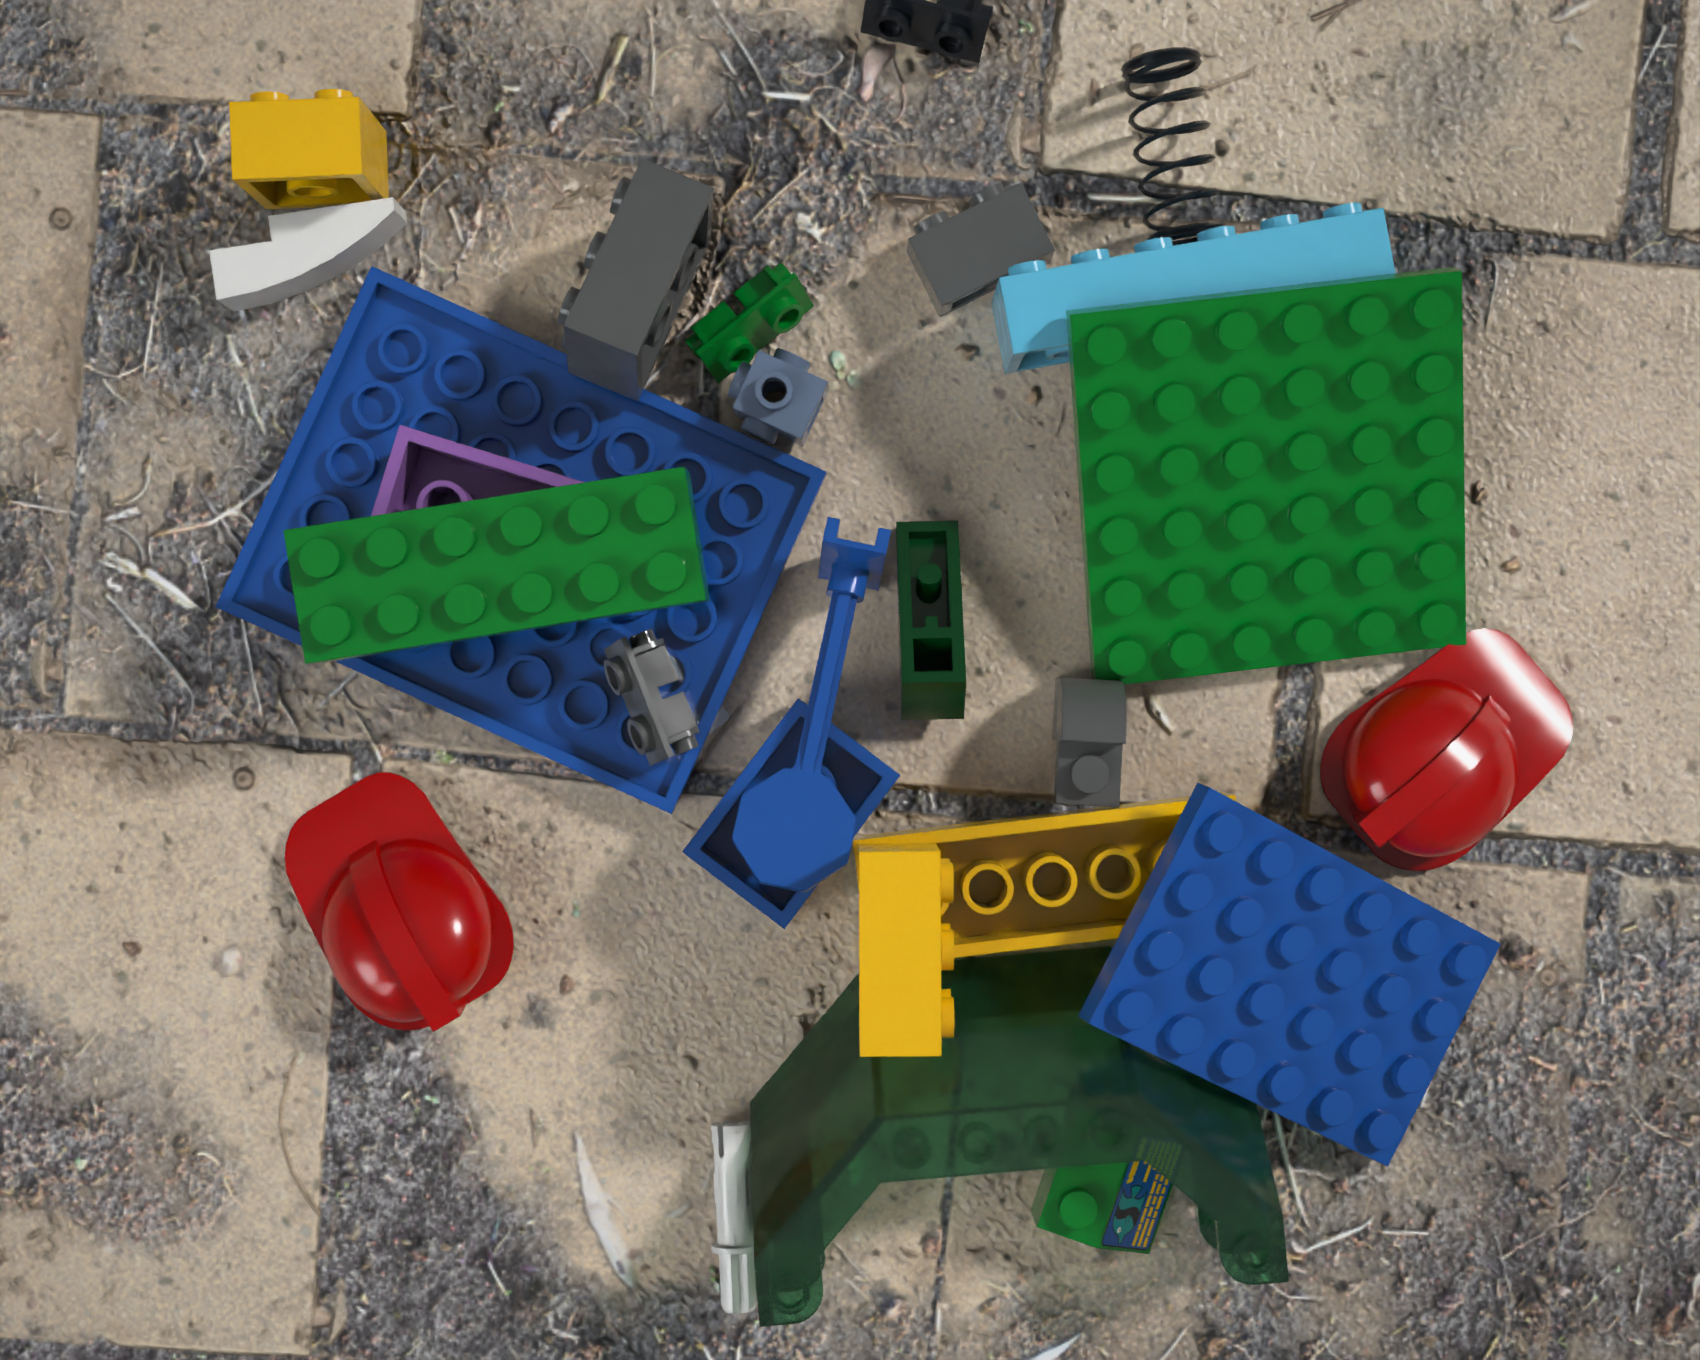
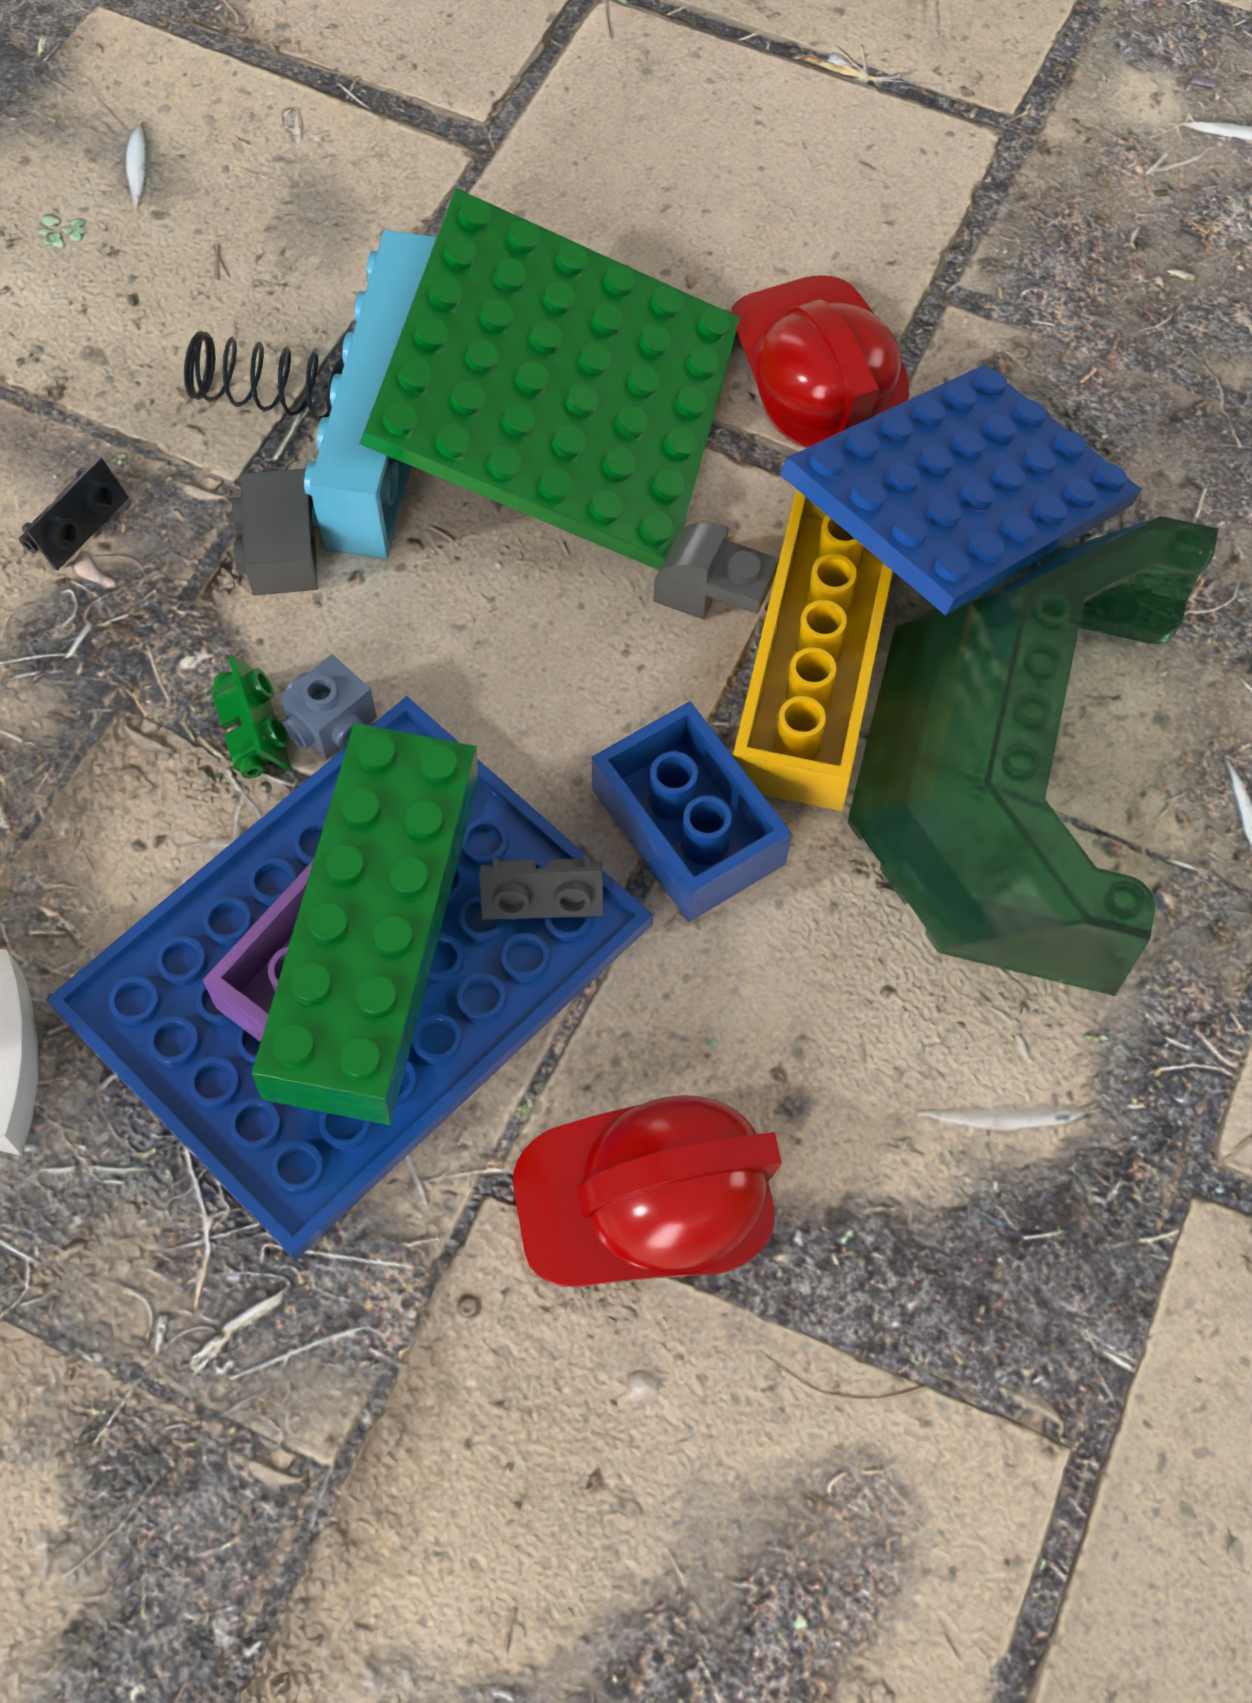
camera: 75 degrees left, 25 degrees down
(636, 278) = (174, 765): dark grey brick -> none
(734, 1215) = (1043, 990): white axle -> none
(796, 822) = (694, 776): blue piece -> none
(904, 950) = (838, 716): yellow brick -> none
(930, 621) = (576, 662): dark green slope -> none
(1103, 1204) = (1105, 694): green slope -> none

